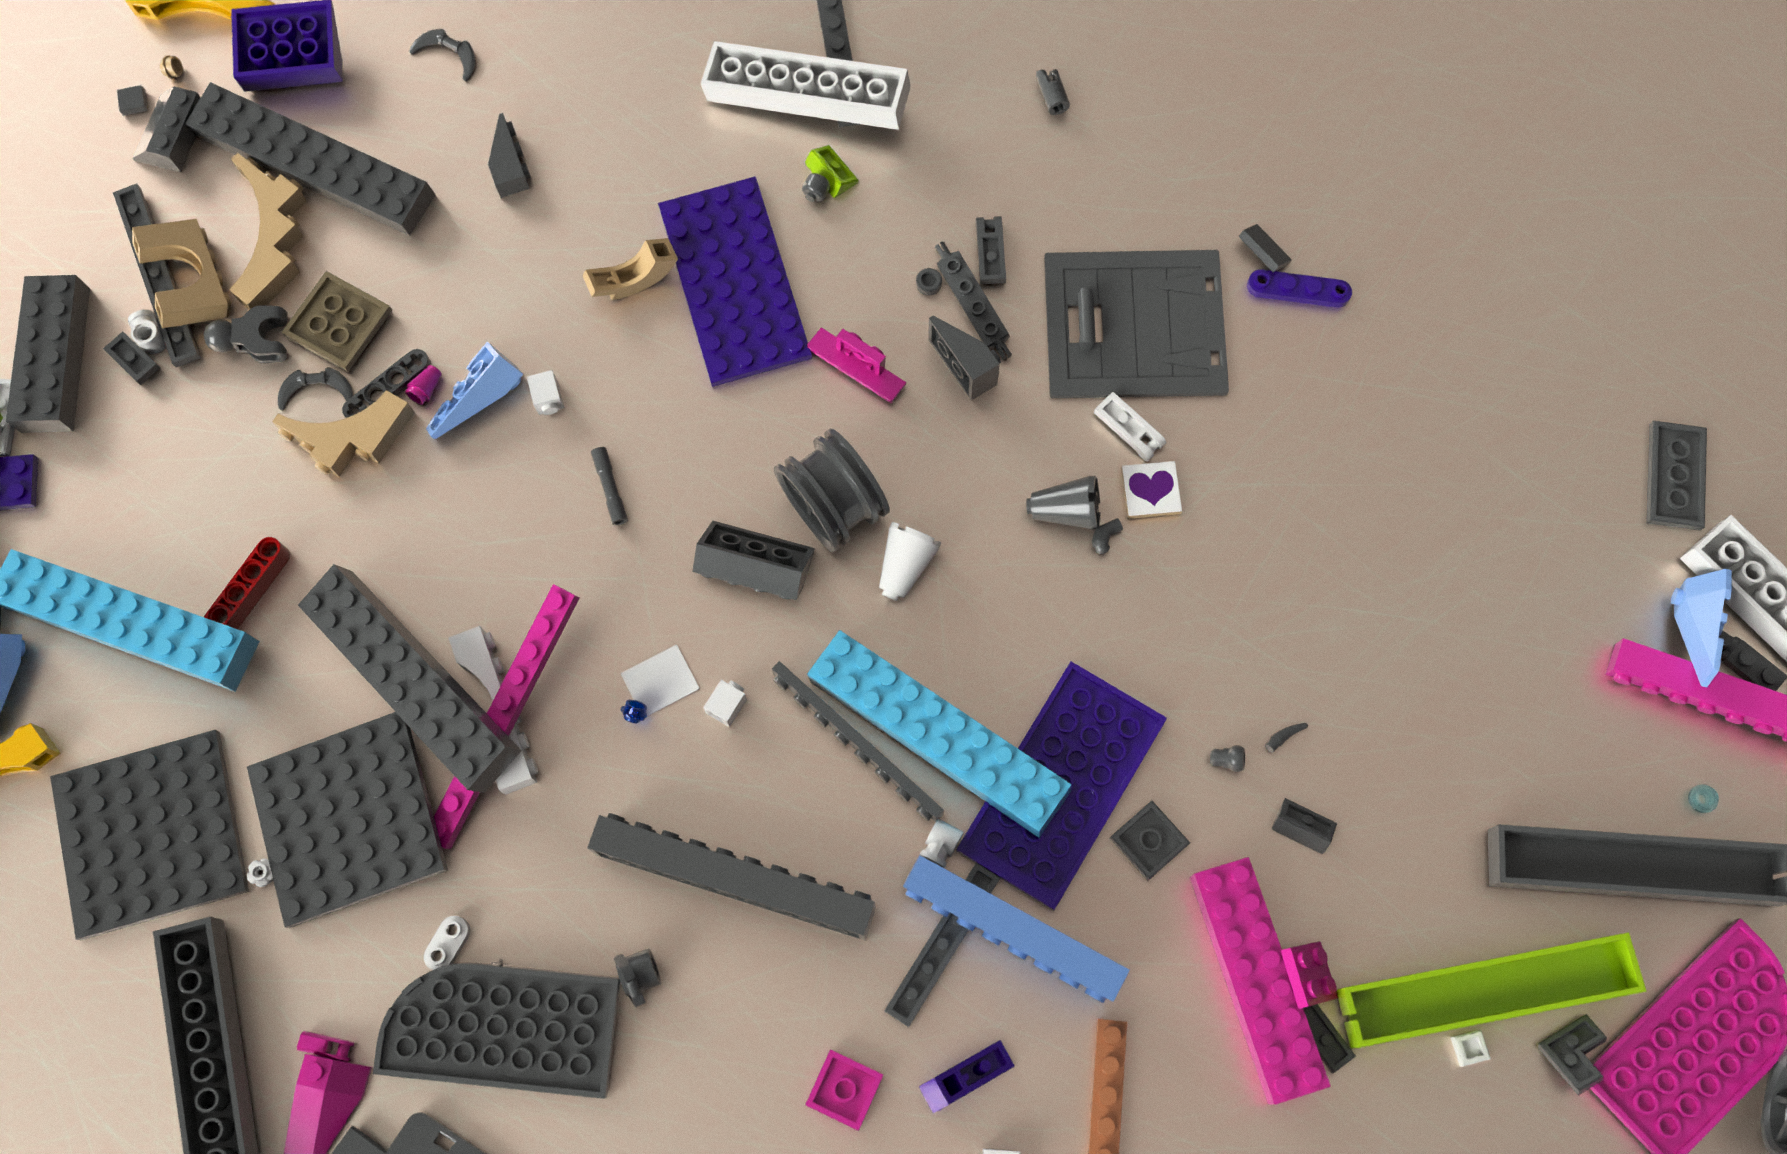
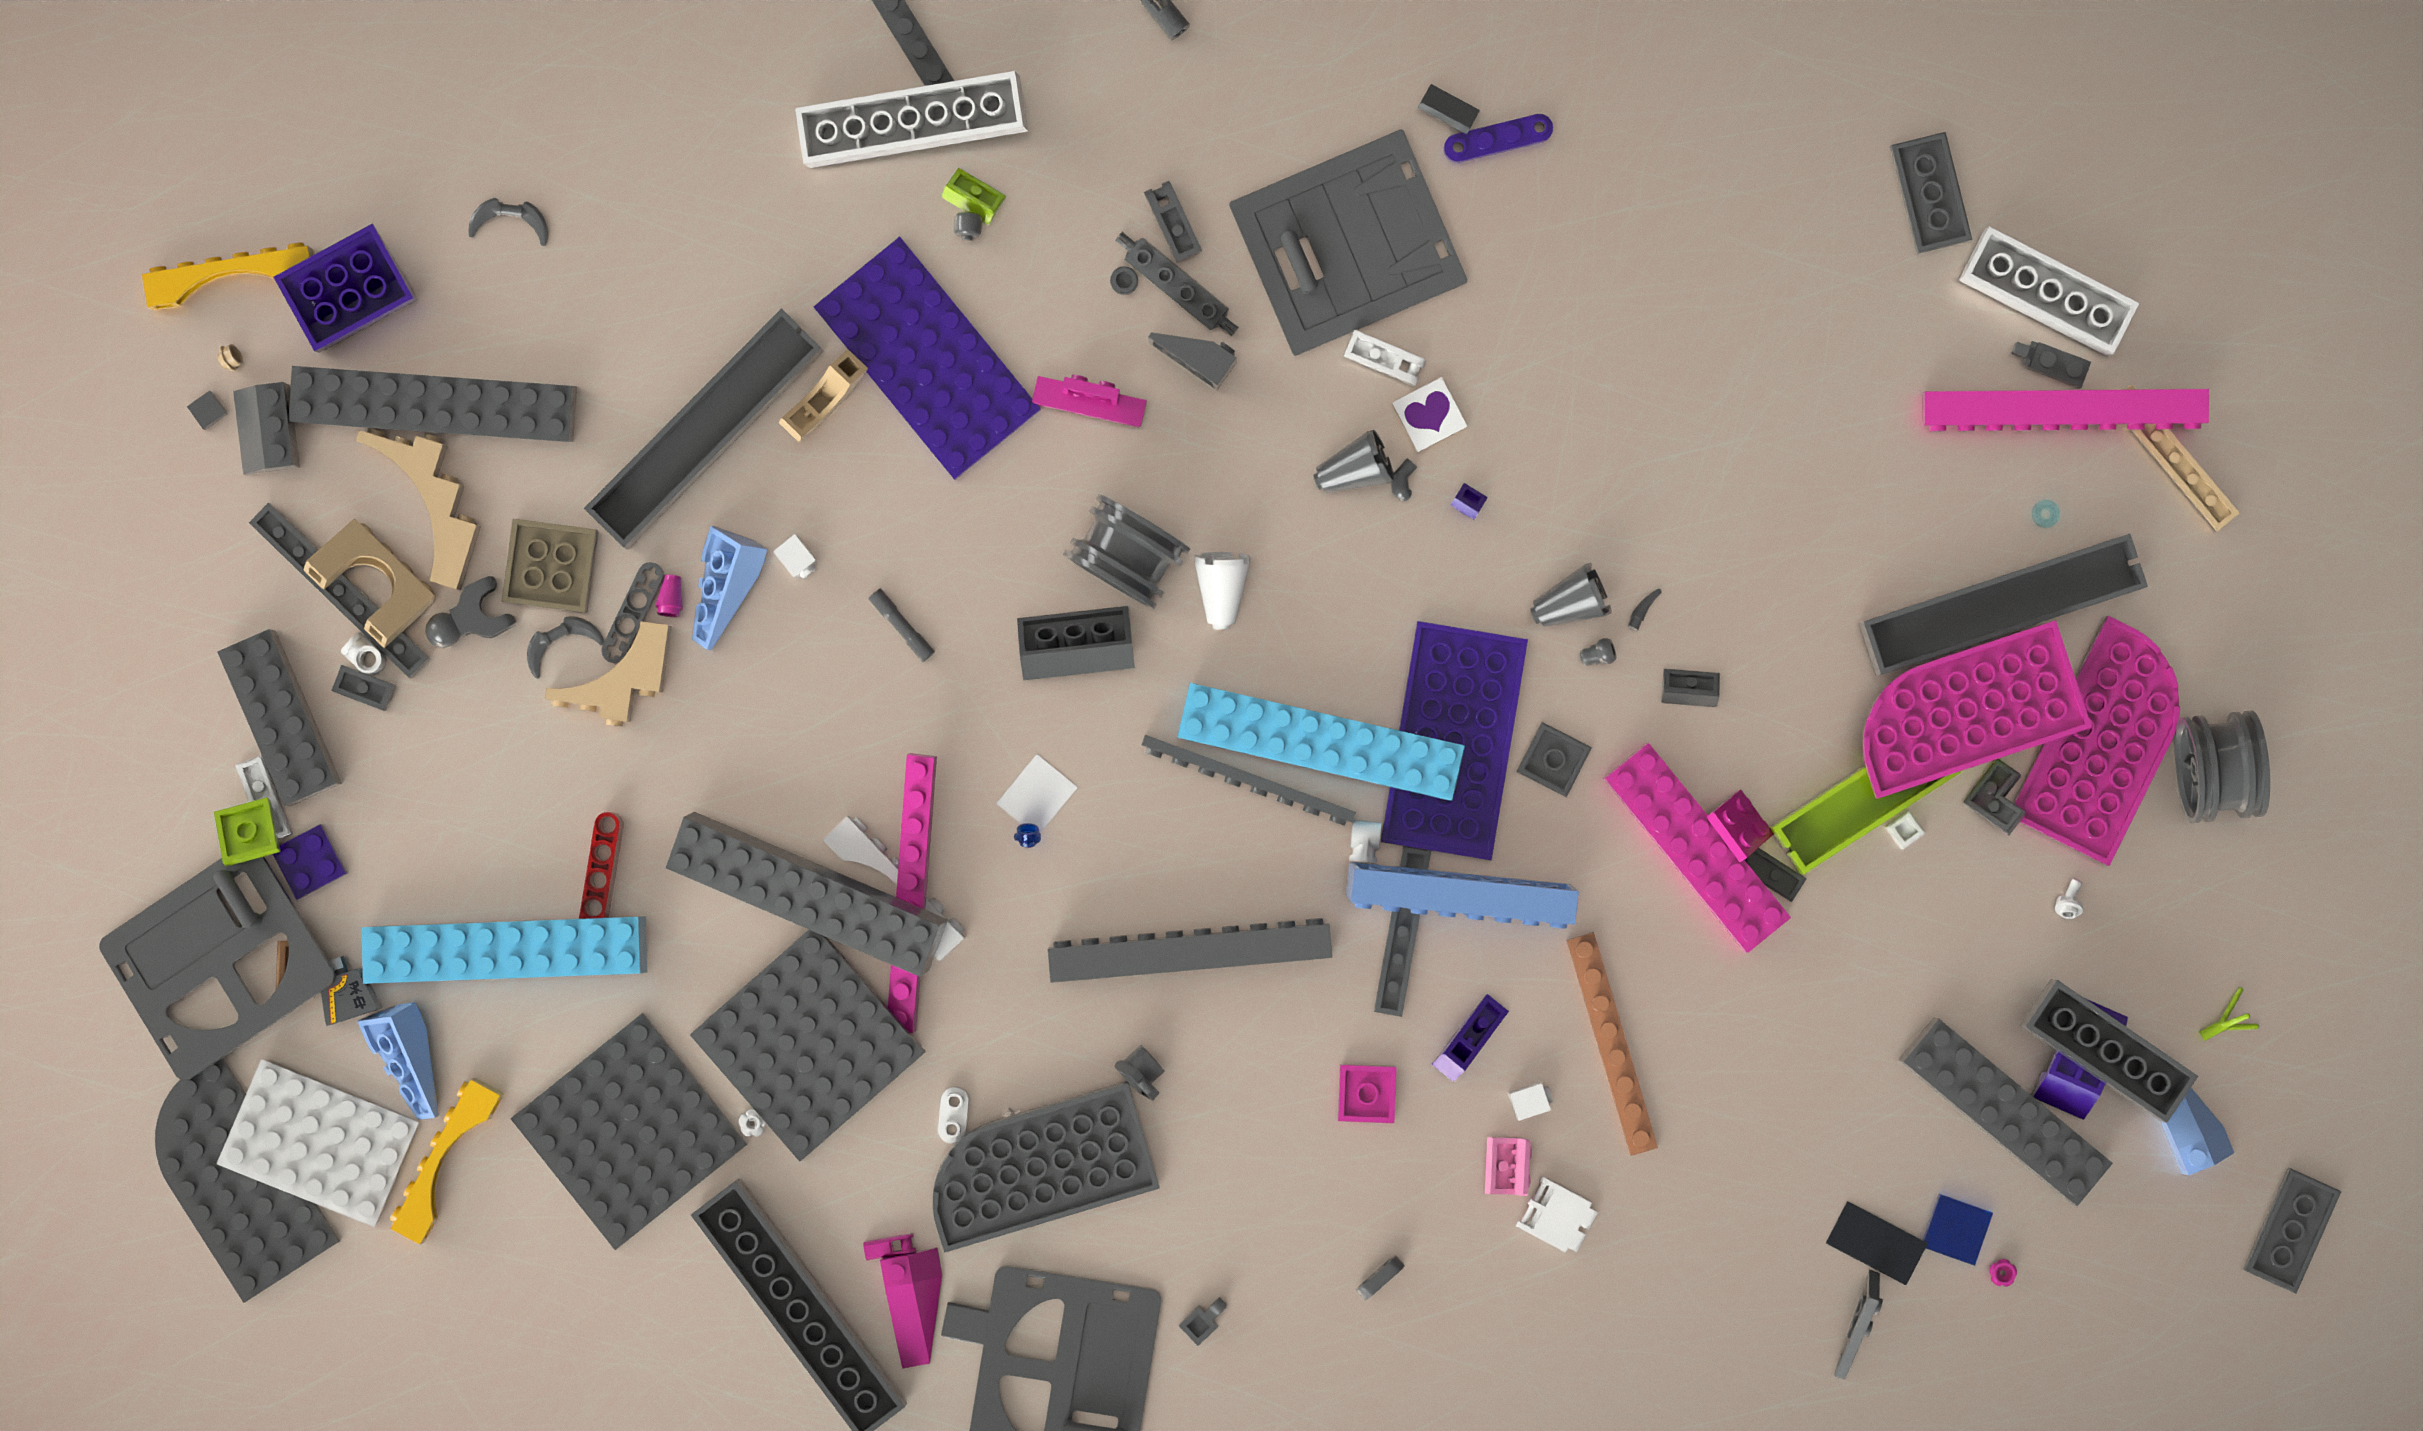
camera: 25 degrees left, 15 degrees up
(504, 160) = (636, 326): dark grey slope -> none
(517, 260) = (704, 429): none -> dark grey piece
(726, 702) = (1110, 791): white brick -> none
(1158, 575) = (1469, 501): none -> dark purple plate
(1221, 697) = (1572, 599): none -> dark grey cone
(1584, 952) = (1972, 709): none -> dark pink plate
(1701, 619) = (1986, 331): light blue wedge -> none

